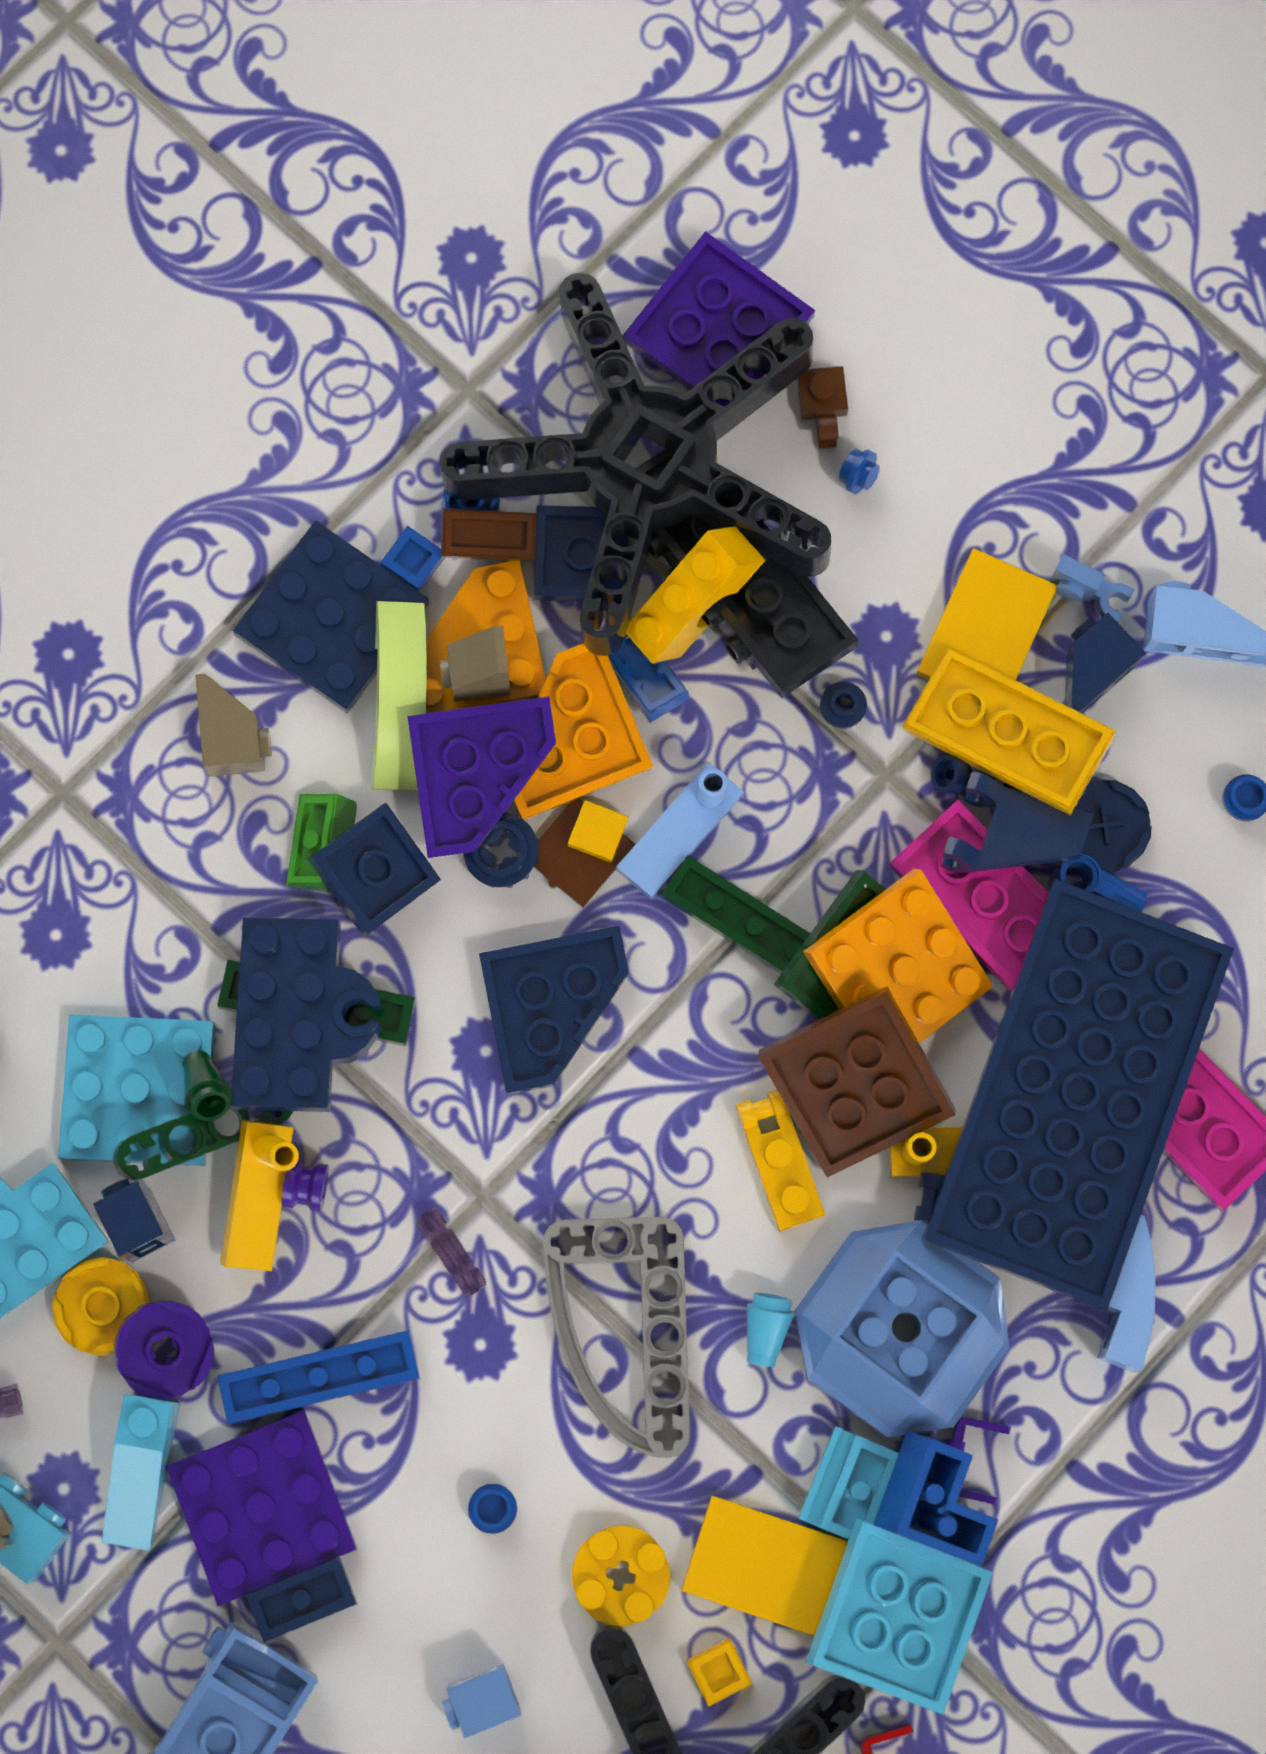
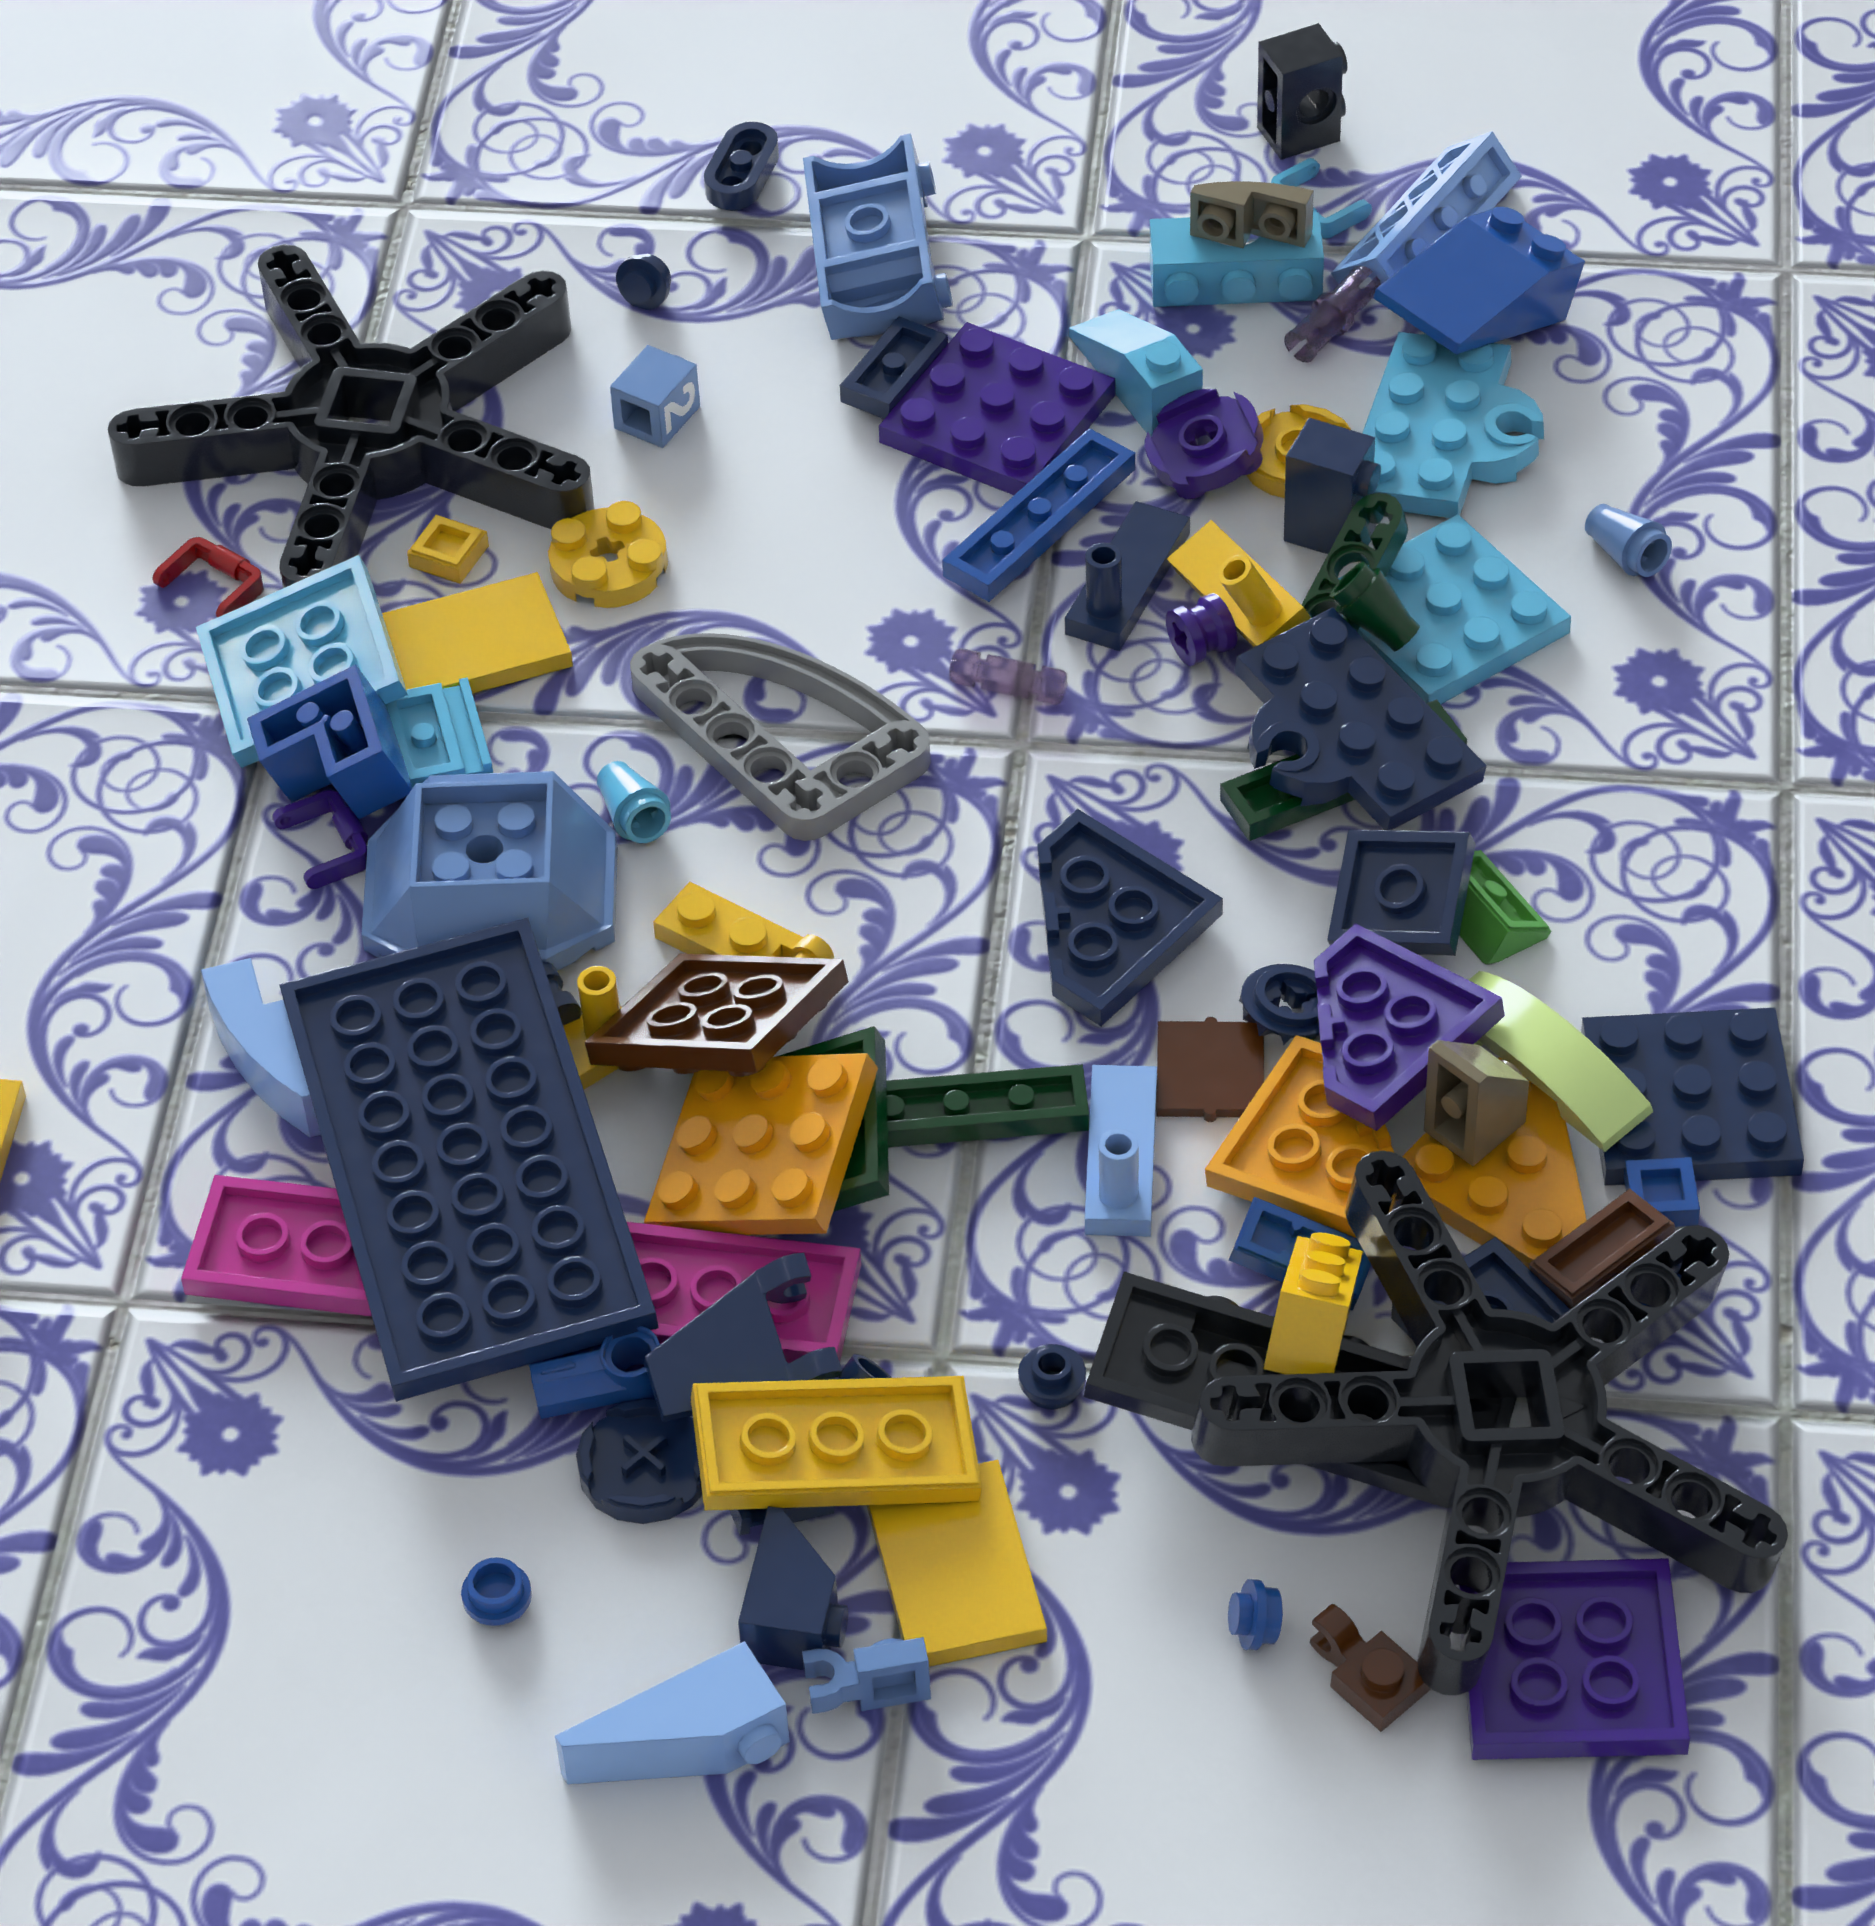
camera: 150 degrees right, 30 degrees down
(229, 732) = (1682, 919): dark tan slope -> none
(303, 1283) = (1125, 575): none -> dark blue piece
(492, 1508) = (778, 525): blue plate -> none
(598, 831) = (1206, 1082): yellow tile -> none

